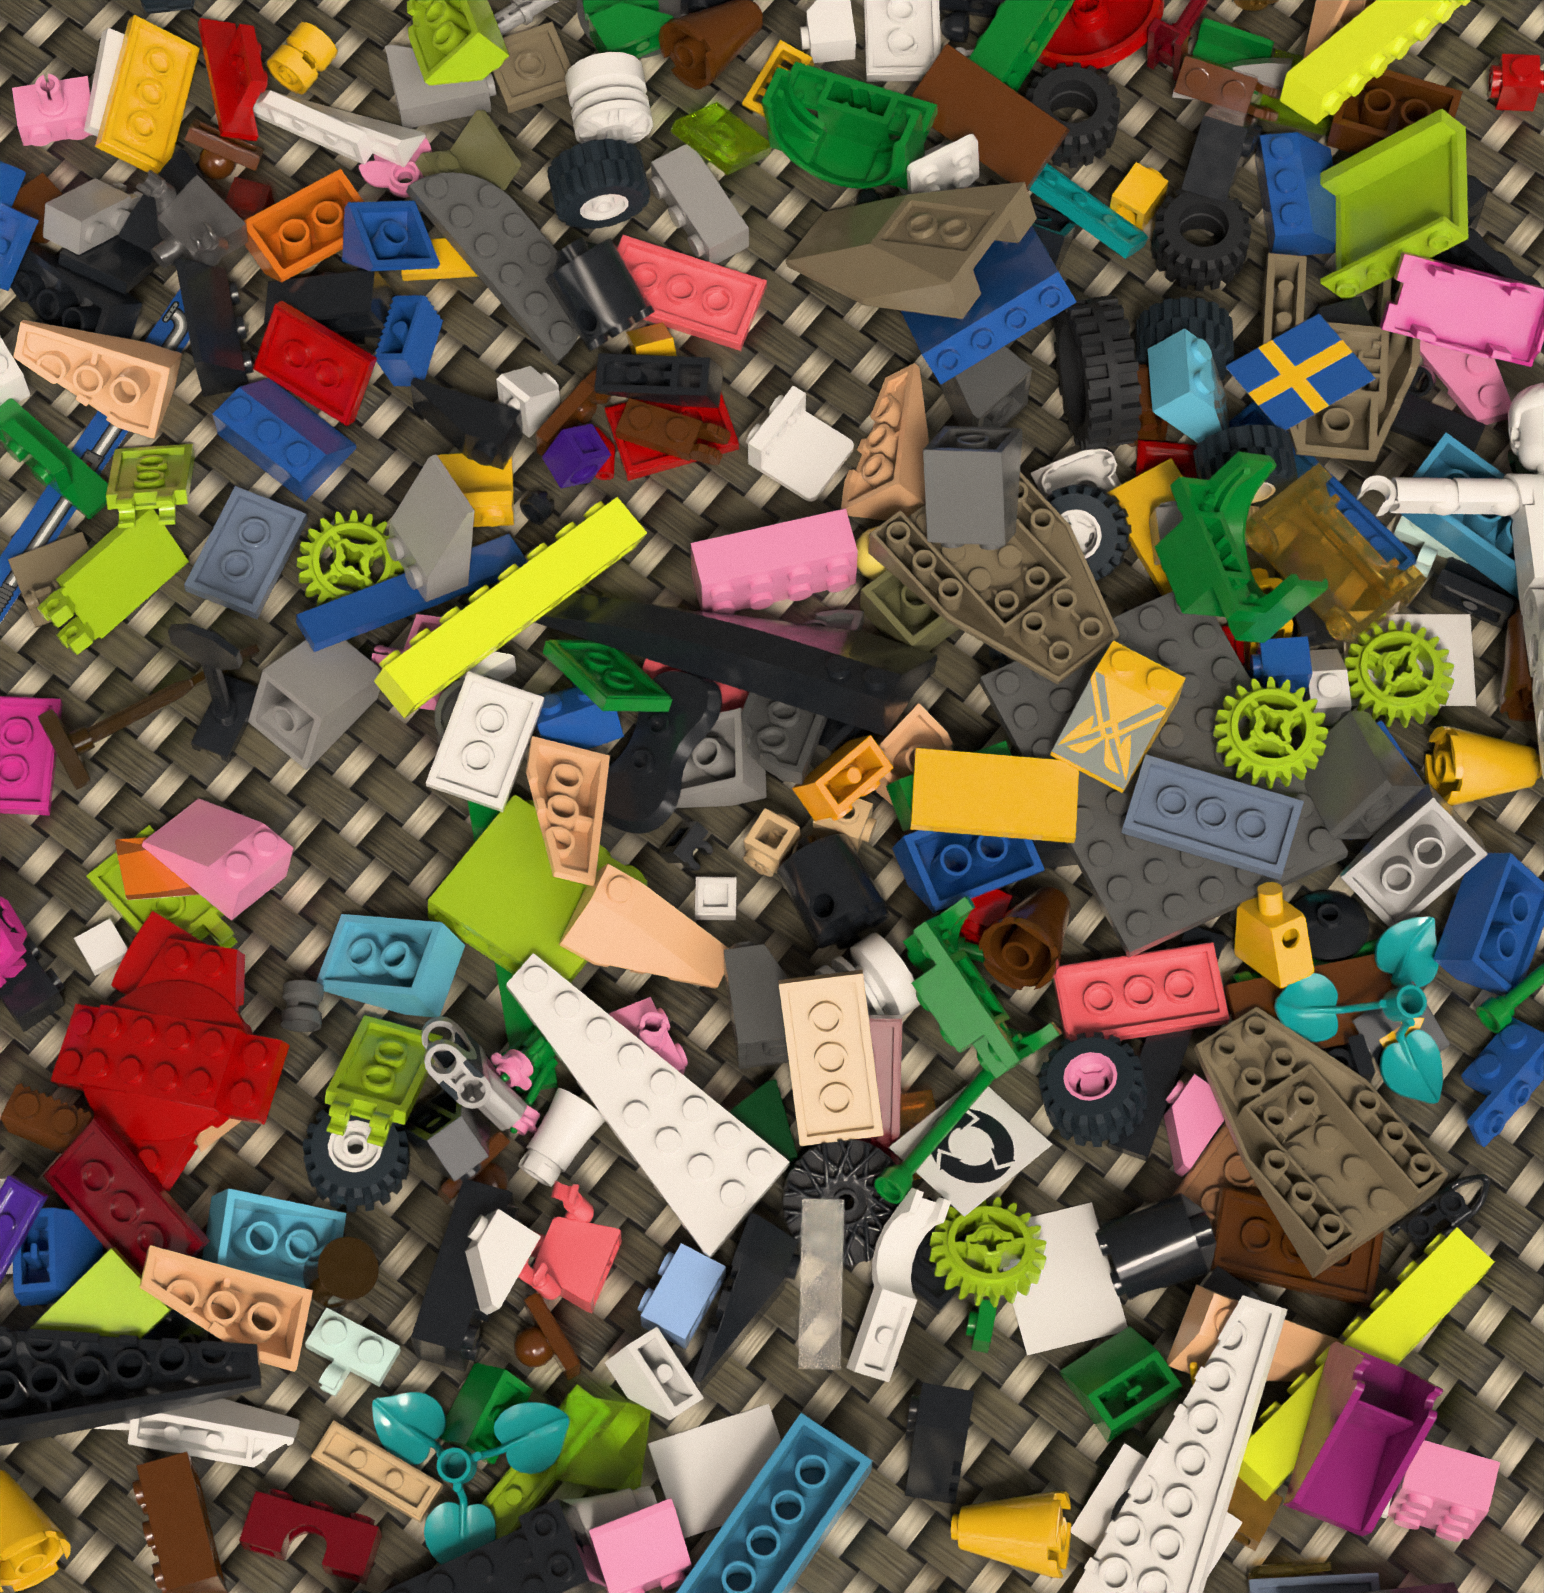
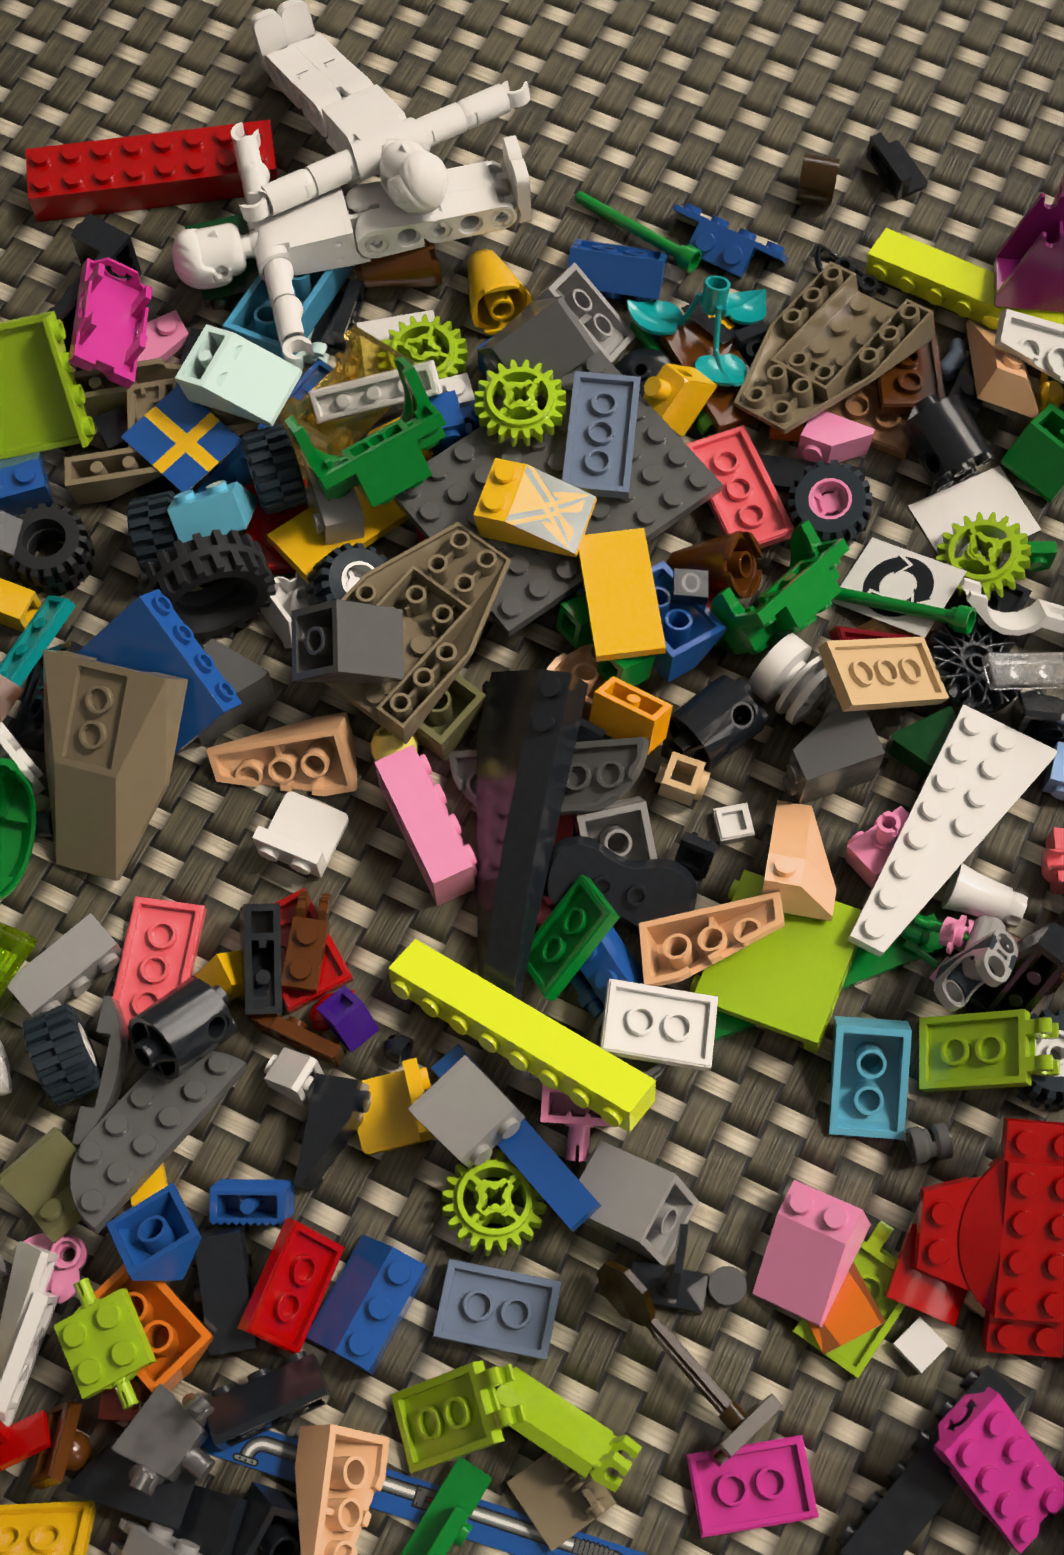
camera: 100 degrees left, 0 degrees up
(211, 775) = (727, 1286): none -> dark grey tile
(297, 183) = (105, 1343): none -> lime plate
(626, 234) = (112, 1025): none -> dark grey slope
(996, 882) = (690, 586): none -> tile
(1281, 1297) = (953, 360): none -> sand blue arm
(1327, 613) = (368, 393): none -> white tile
(1354, 426) = (237, 376): none -> light aqua slope

